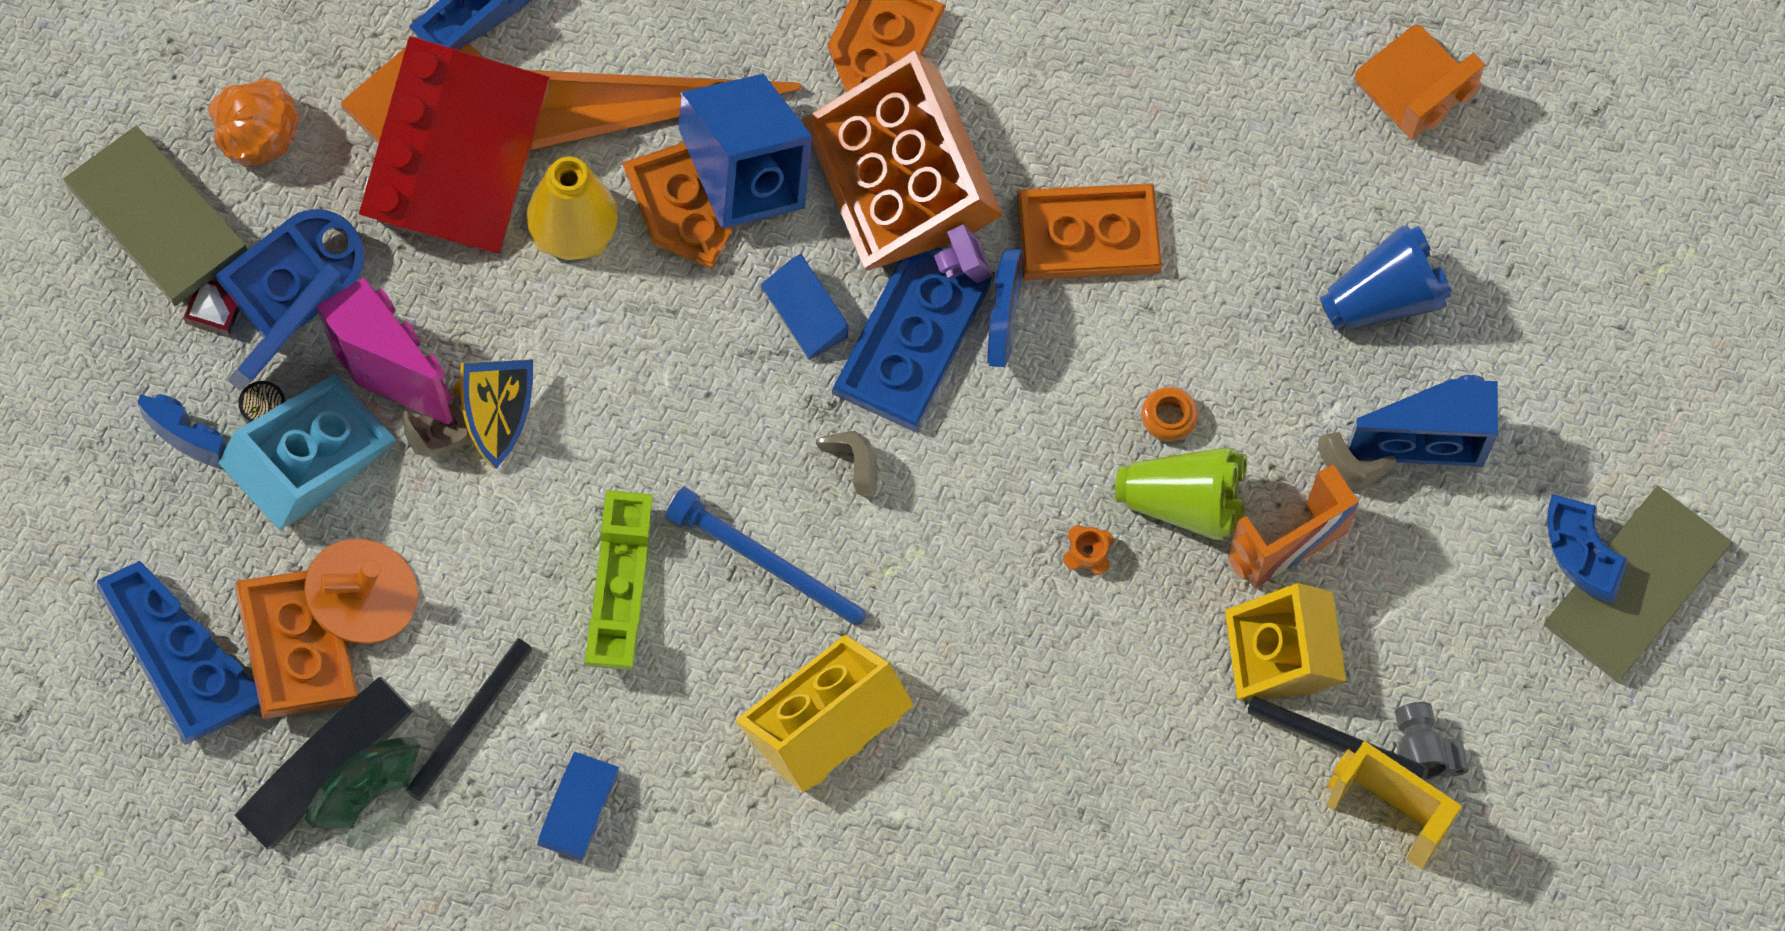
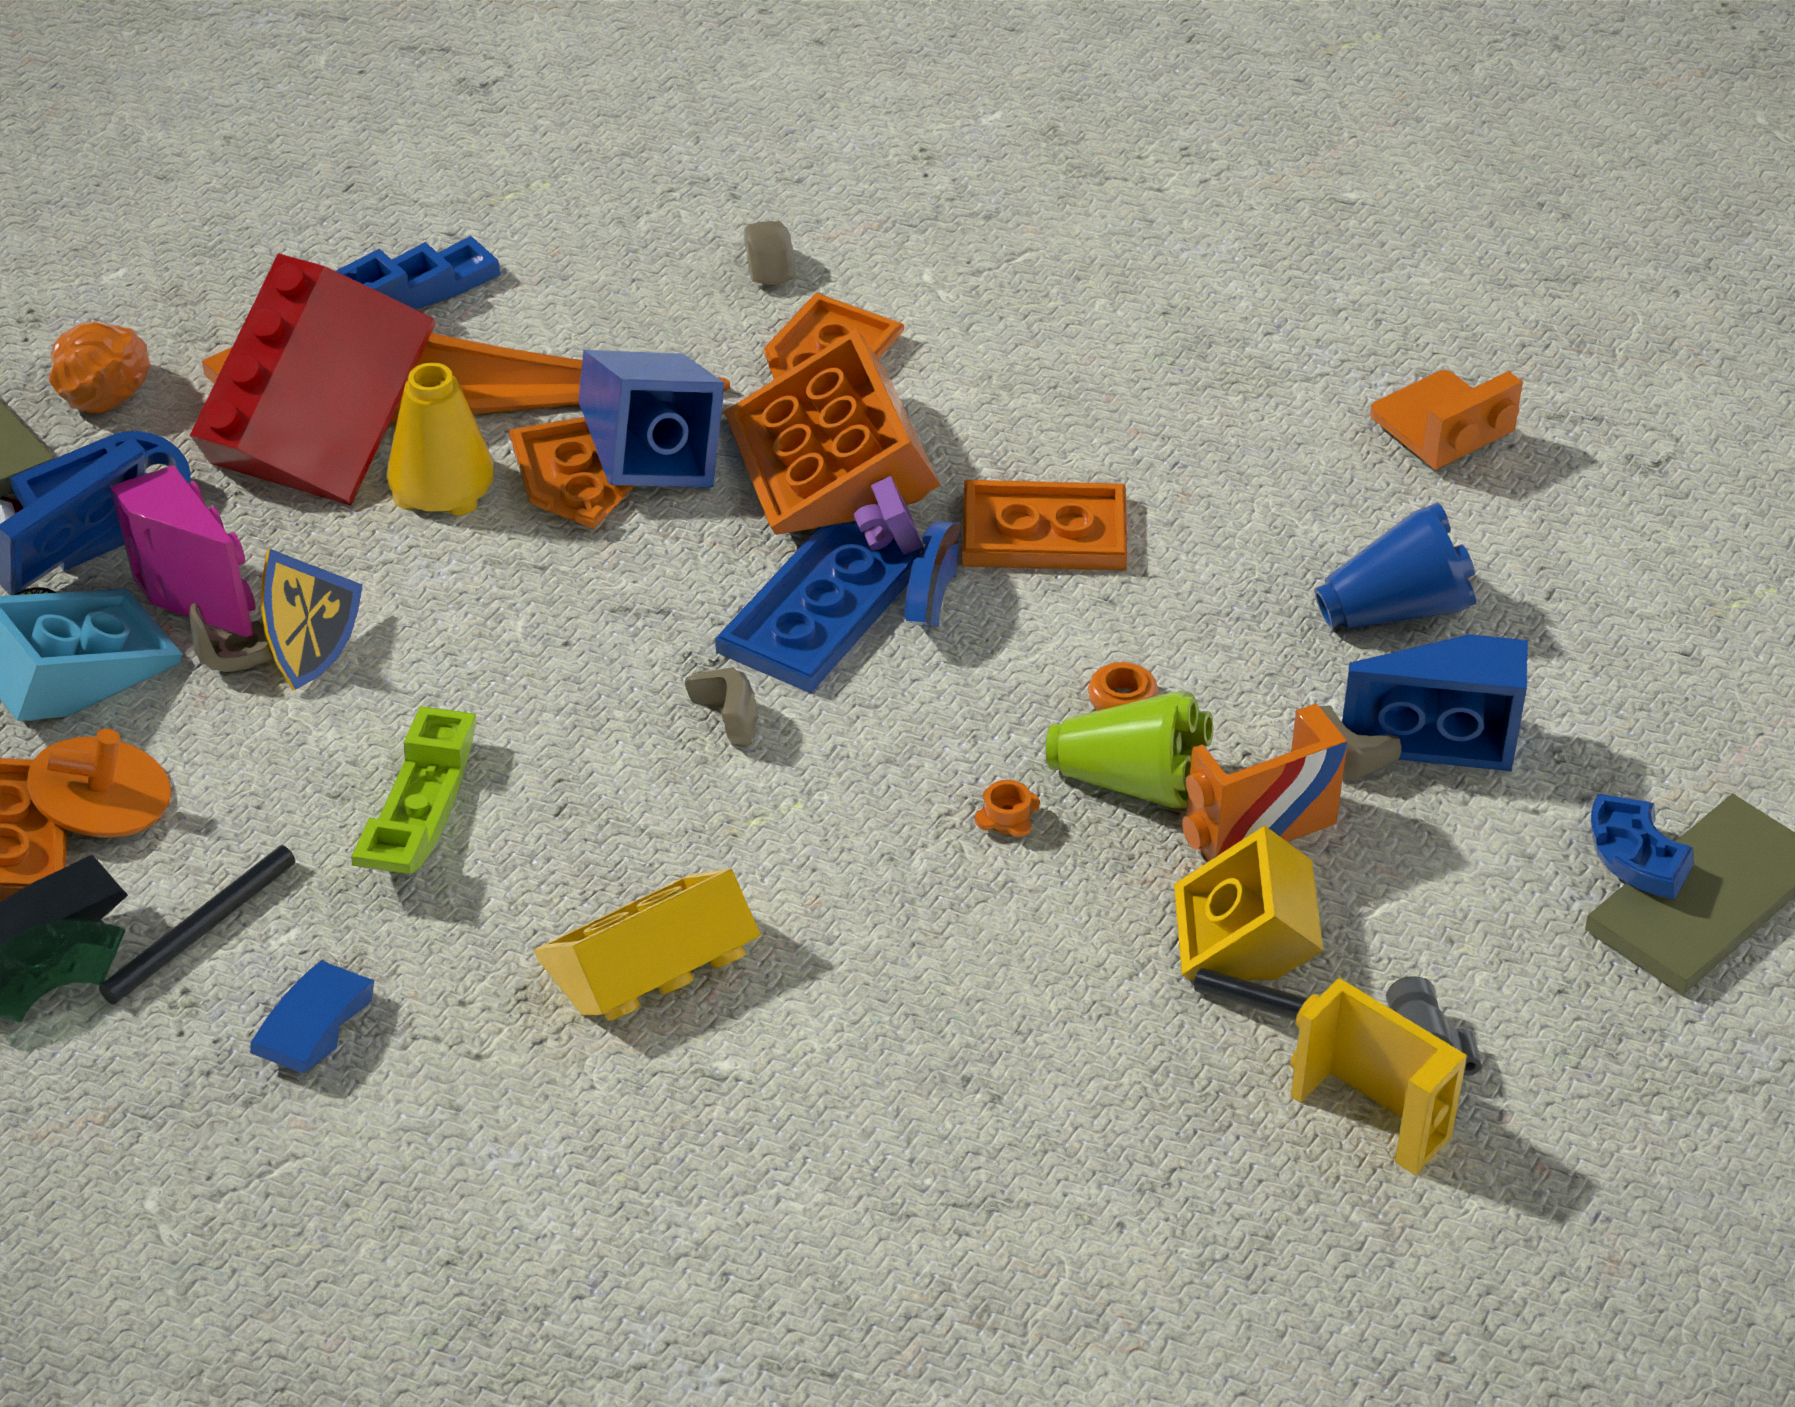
camera: 10 degrees right, 25 degrees down
(690, 511) = (516, 737): blue piece -> none
(805, 307) = (698, 565): blue slope -> none

